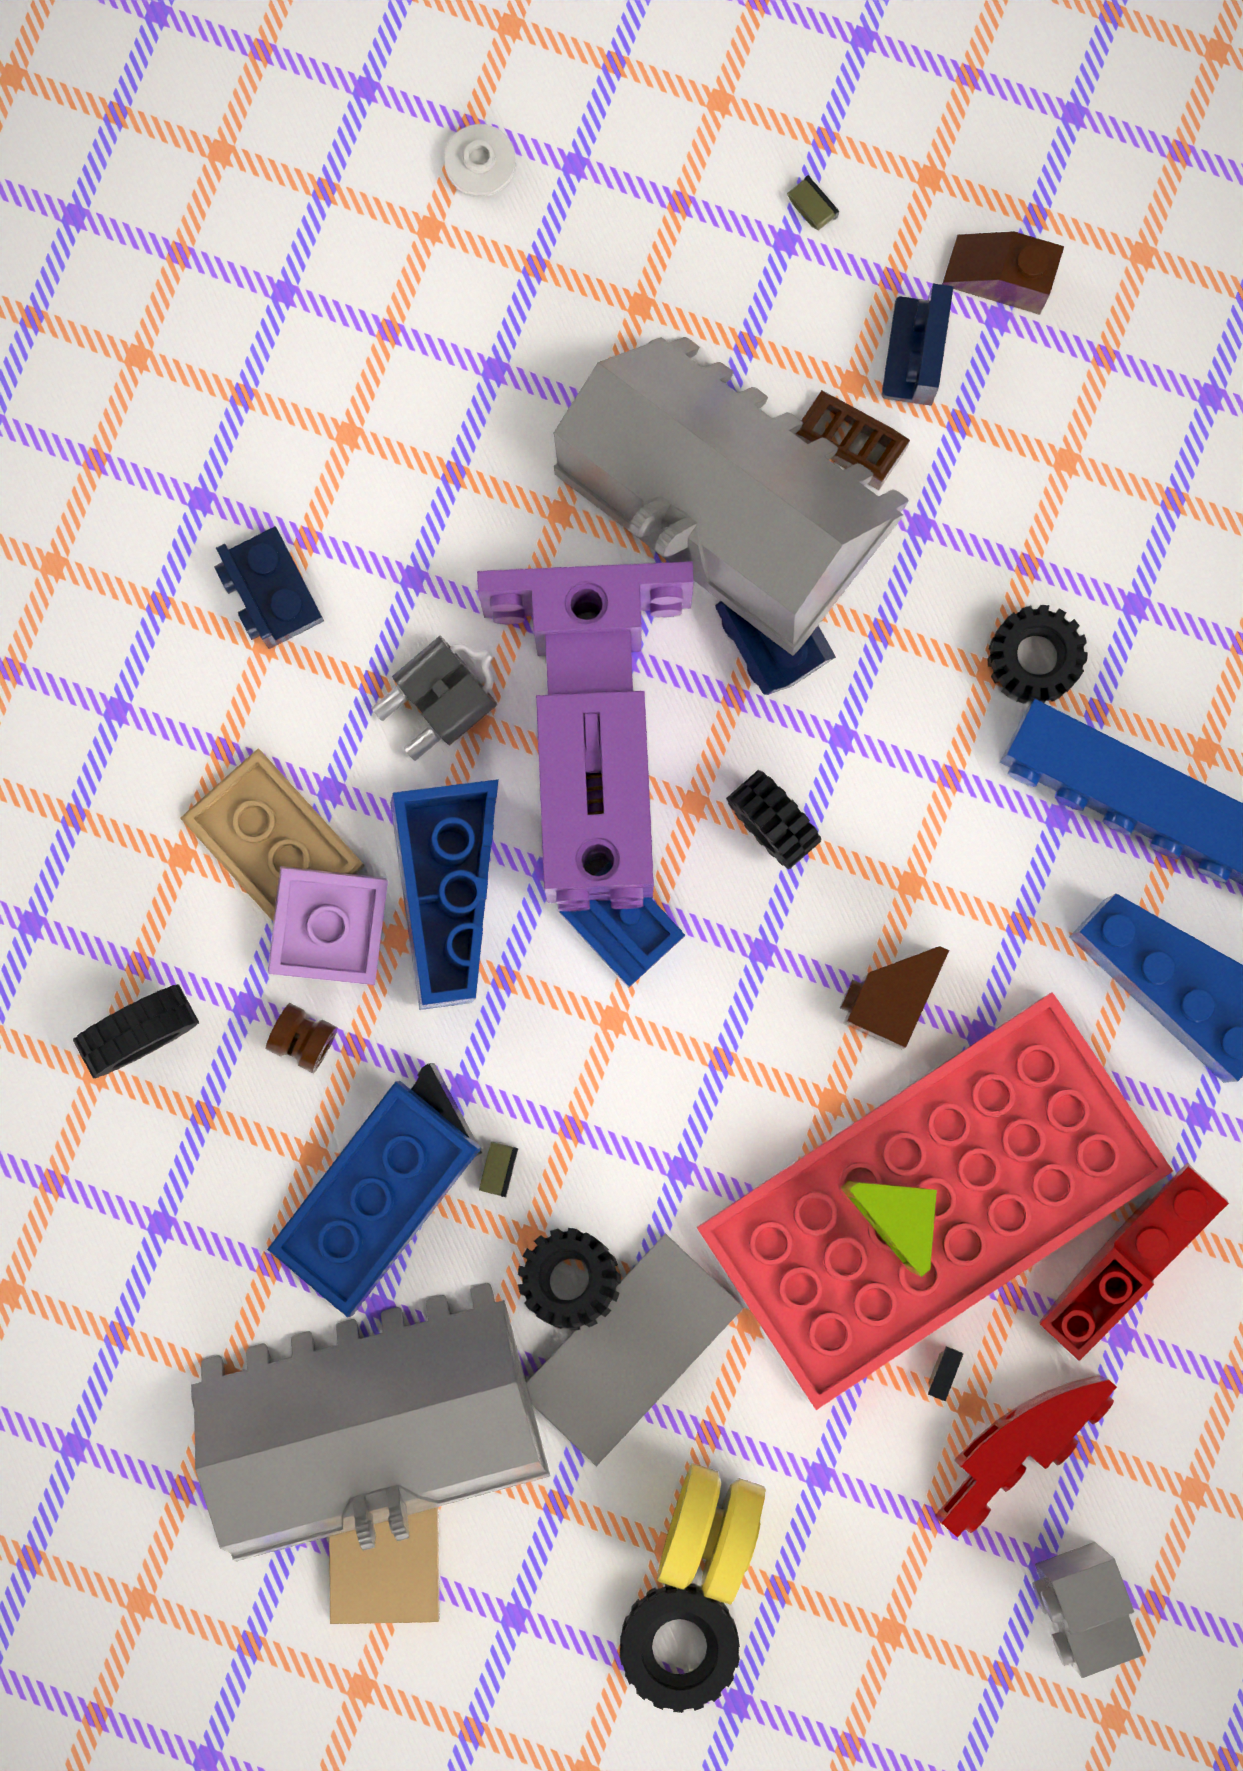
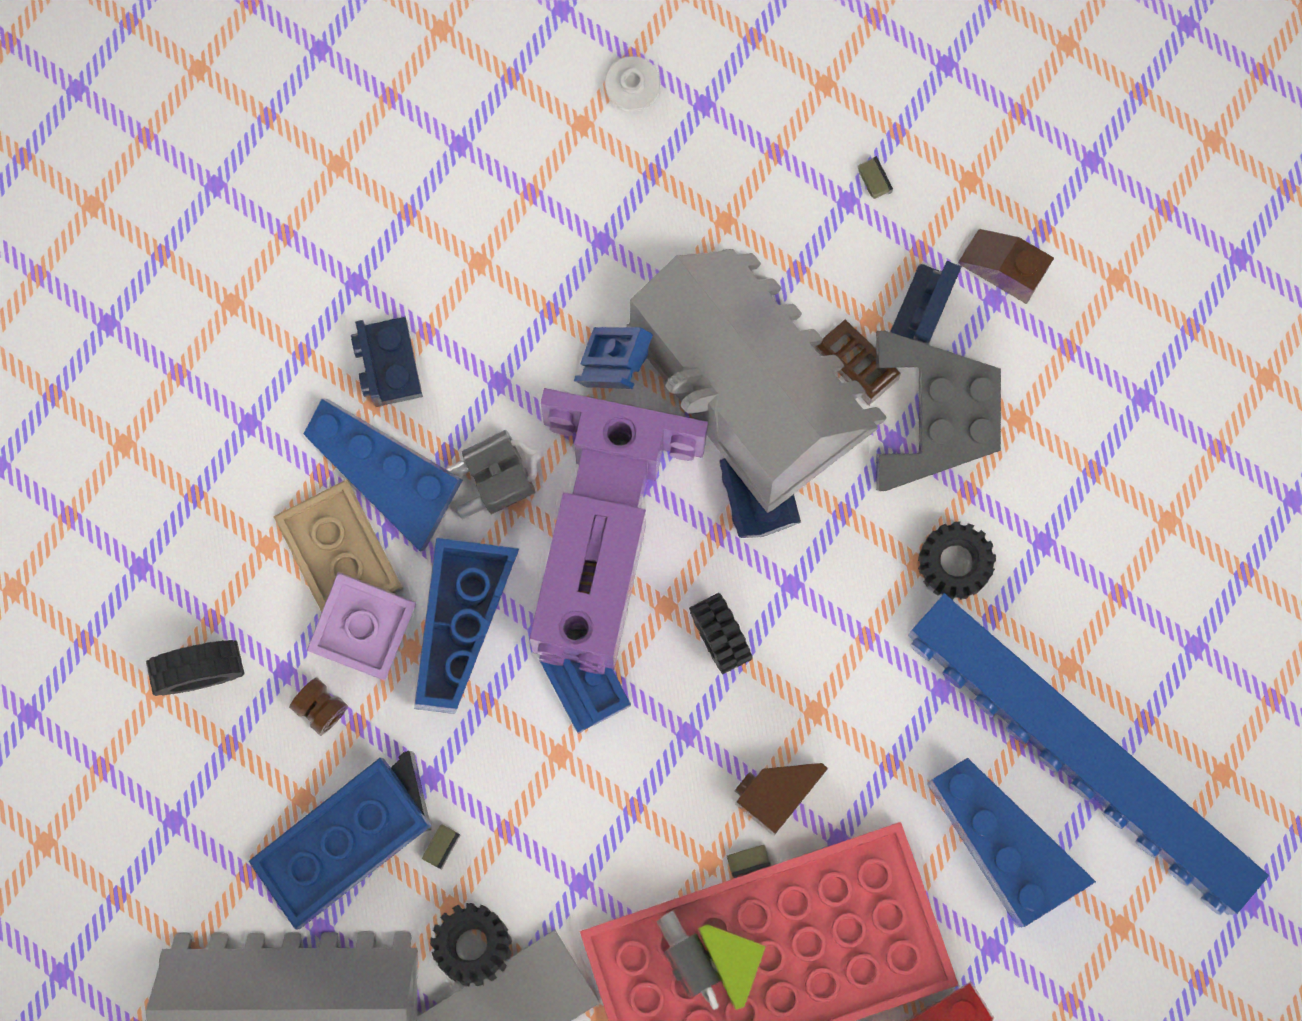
camera: 15 degrees right, 5 degrees down
(313, 729) = (388, 473): none -> blue wing
(550, 510) = (613, 357): none -> blue plate
(843, 1229) = (689, 960): none -> dark grey piece
(878, 1087) = (748, 860): none -> olive piece
(988, 467) = (955, 410): none -> dark grey wing

